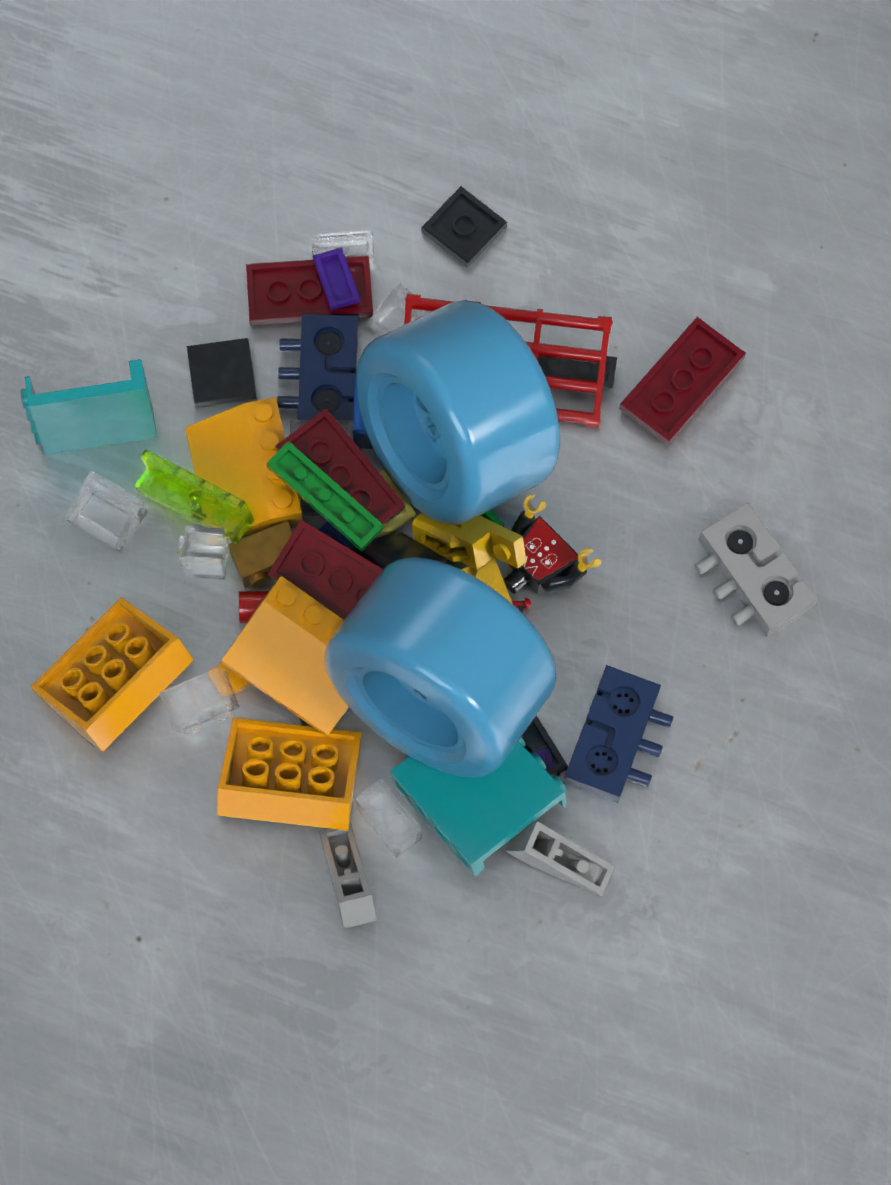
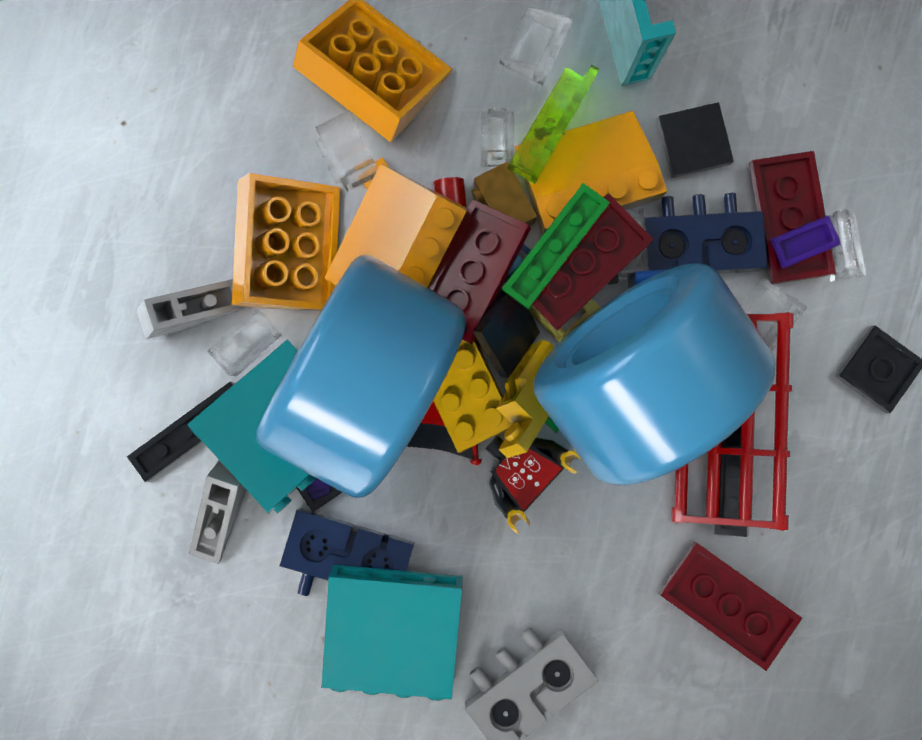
camera: 85 degrees right, 15 degrees up
(480, 897) = (171, 442): none -> black tile
(691, 688) = (391, 632): none -> teal panel

